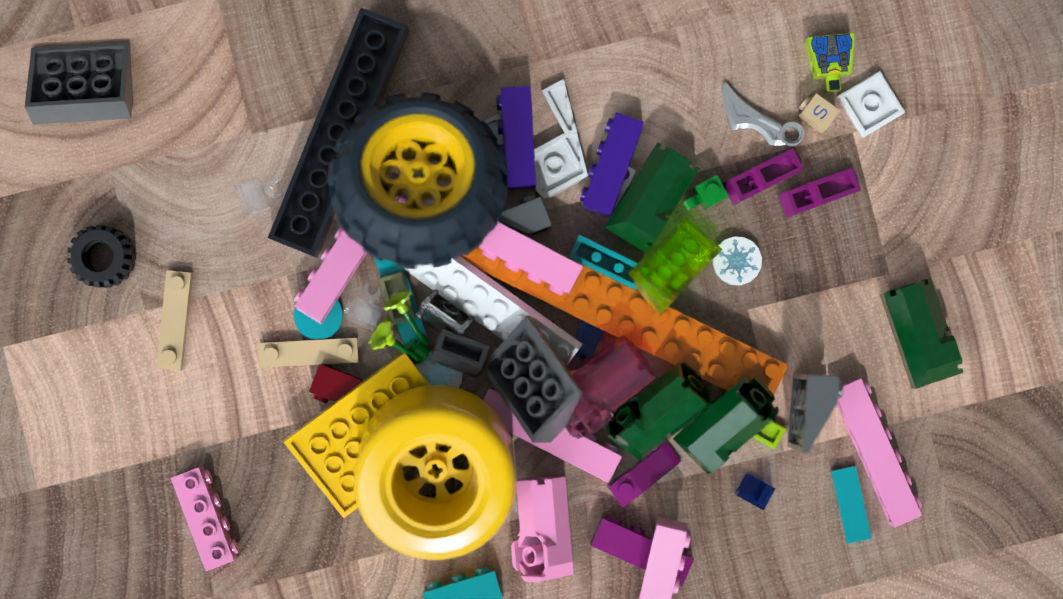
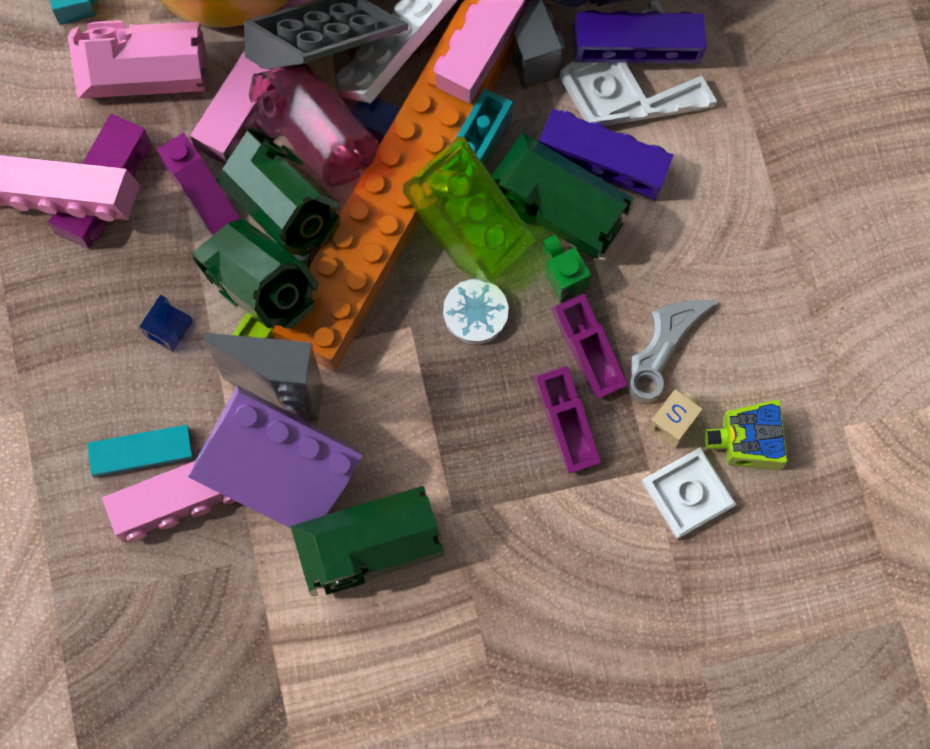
camera: 90 degrees right, 15 degrees down
(870, 400) = (274, 460): none -> medium lavender slope

